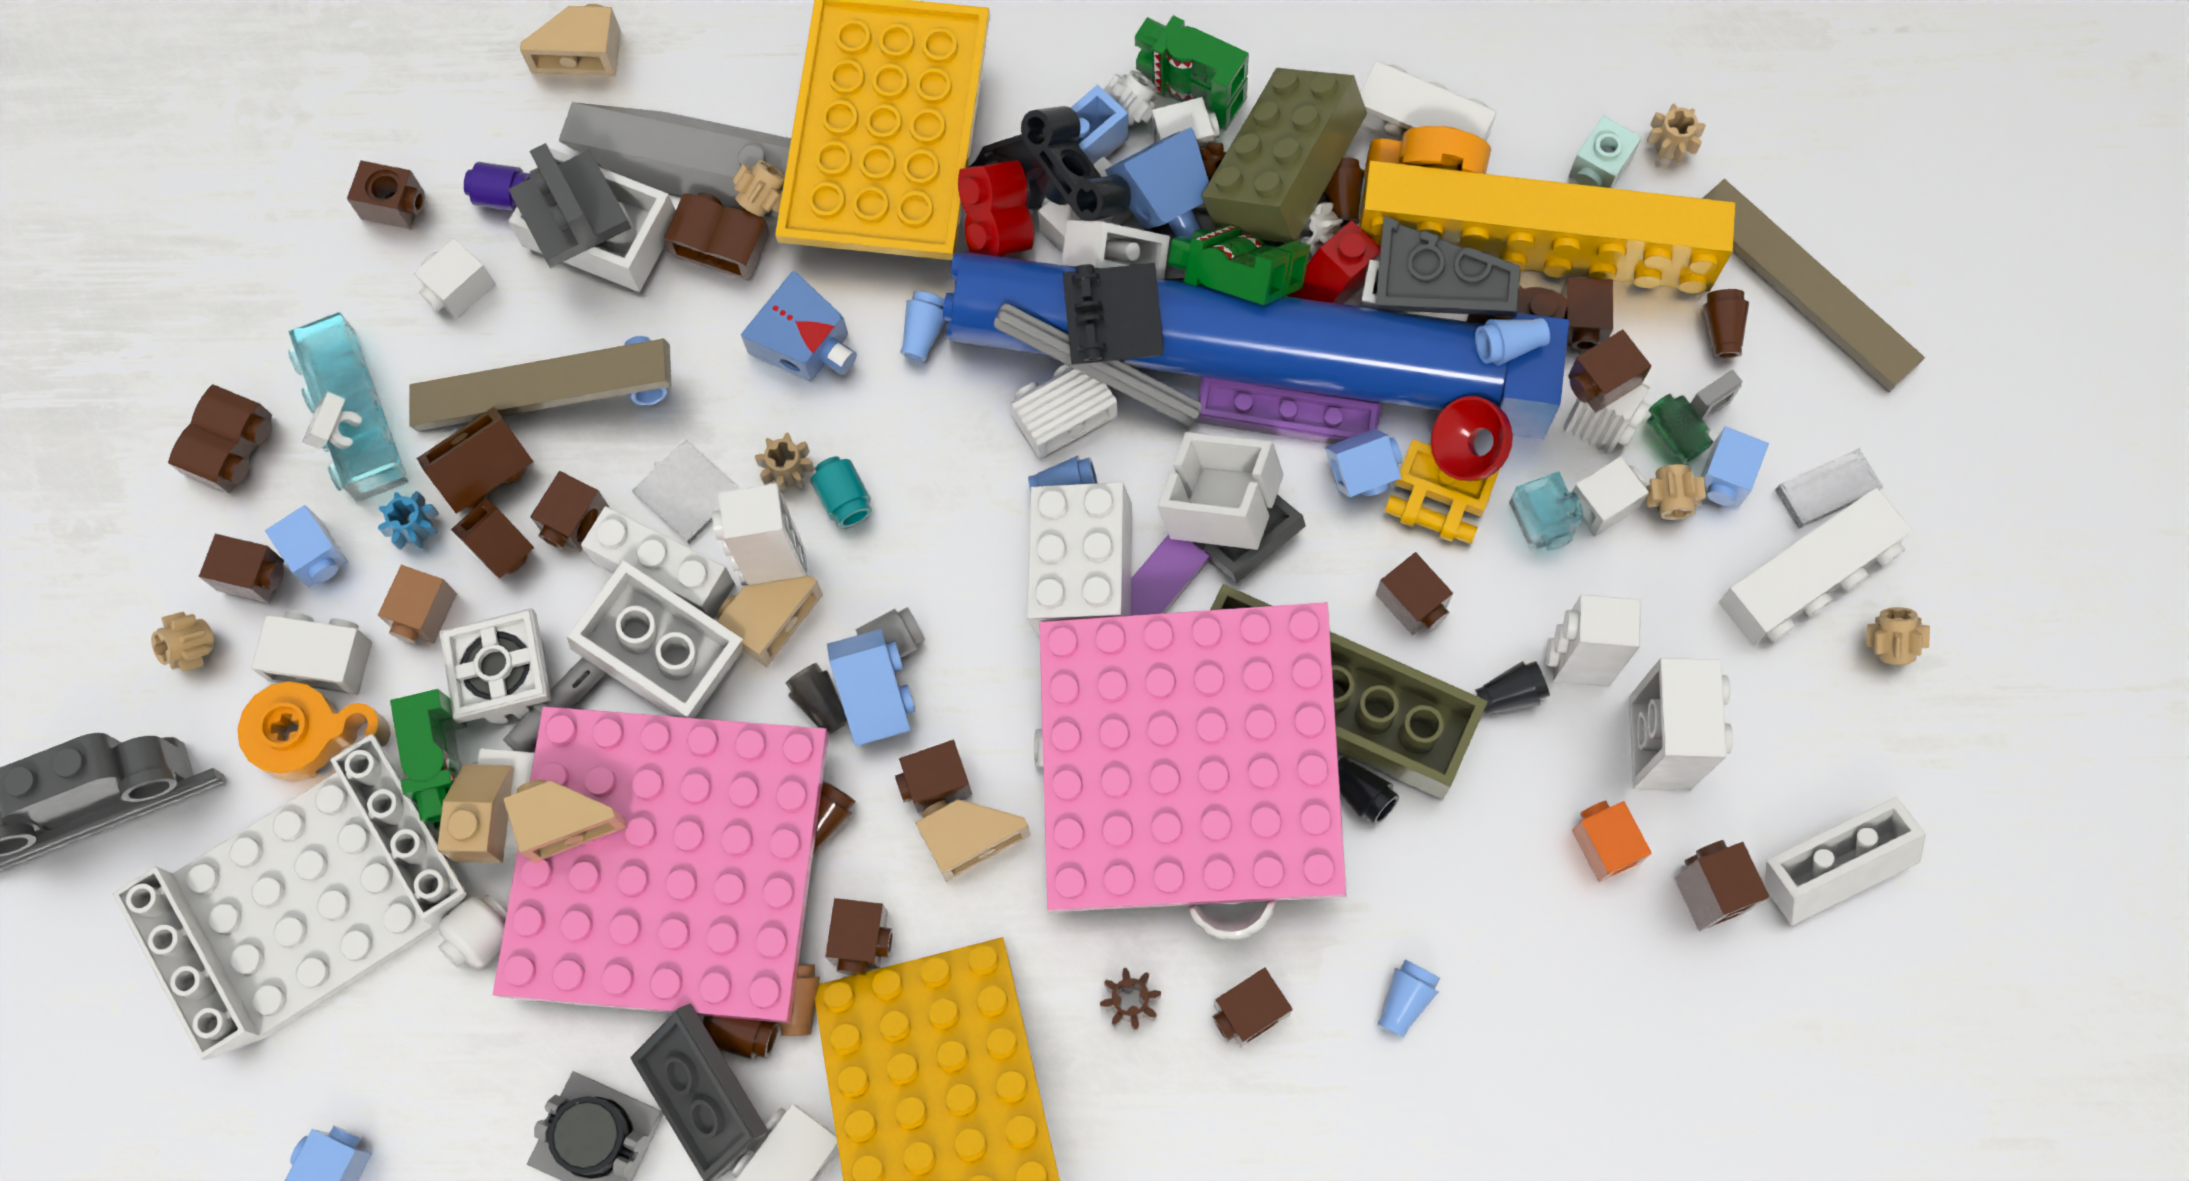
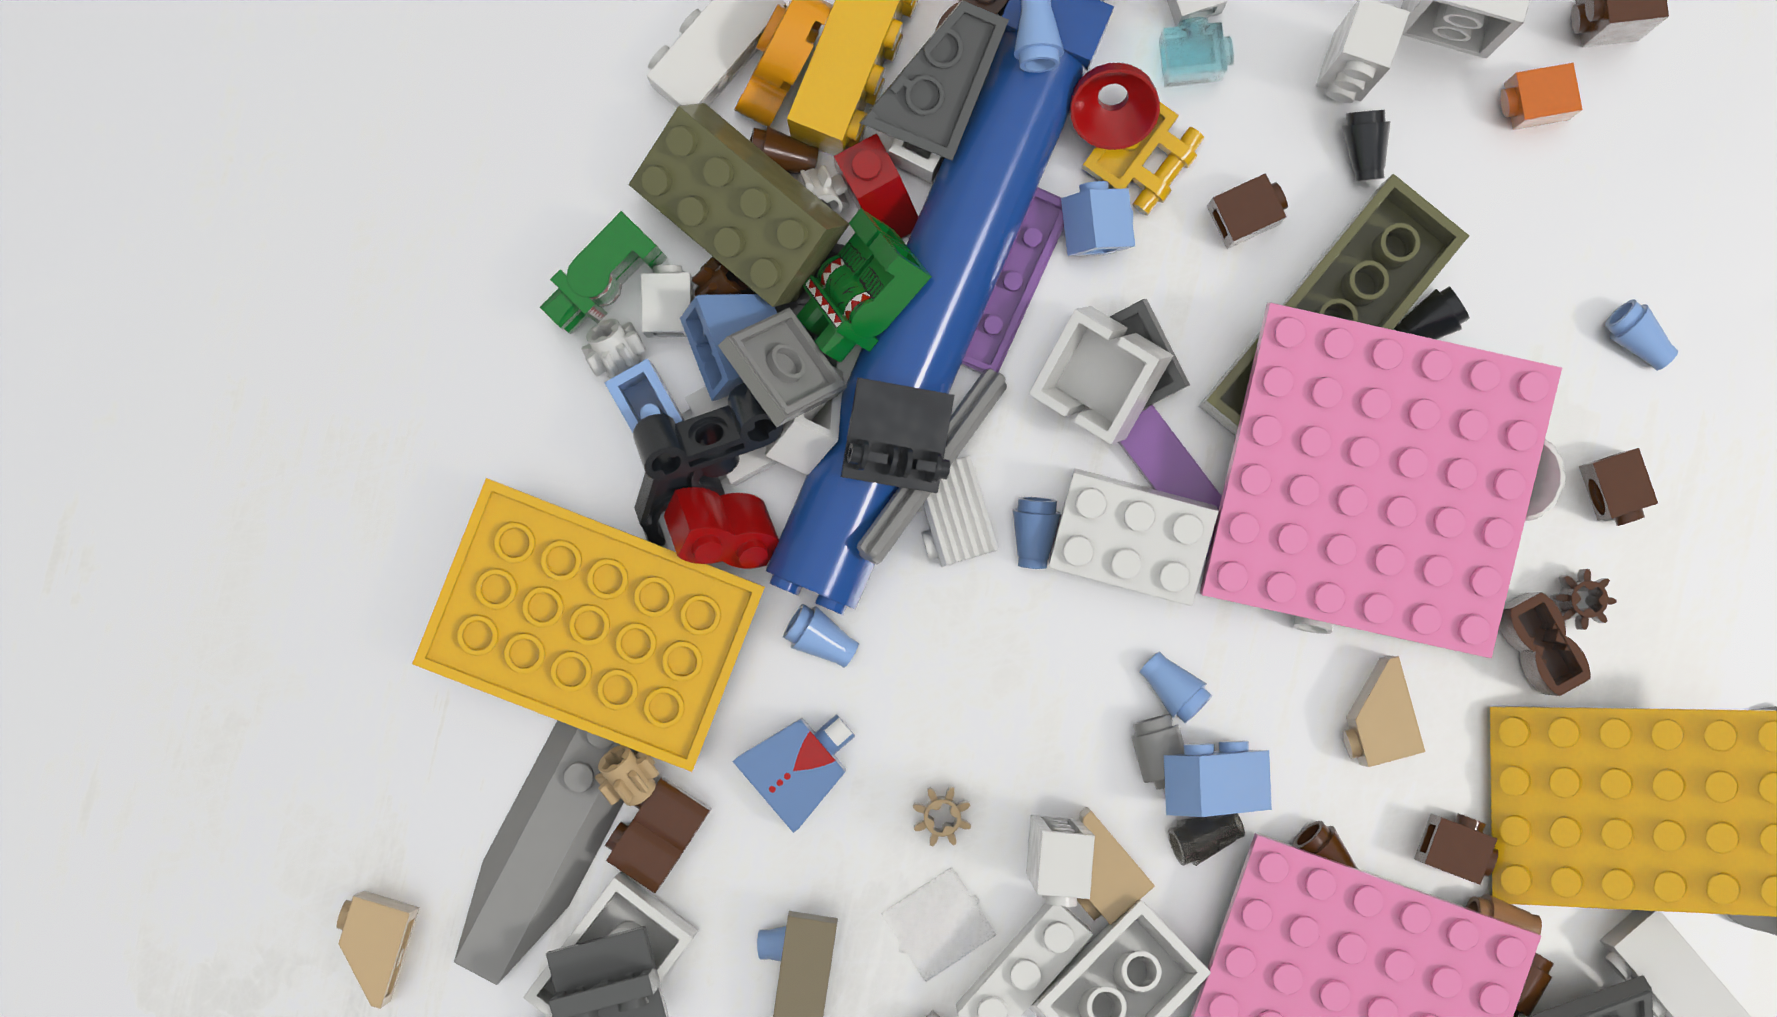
camera: 75 degrees left, 15 degrees up
(841, 491) = (988, 763): teal brick -> none
(933, 776) = (1321, 738): reddish brown brick -> none
(949, 641) = (1176, 688): none -> light blue cone
(1087, 955) = (1546, 654): none -> reddish brown brick
(1148, 204) = (782, 366): none -> light grey plate

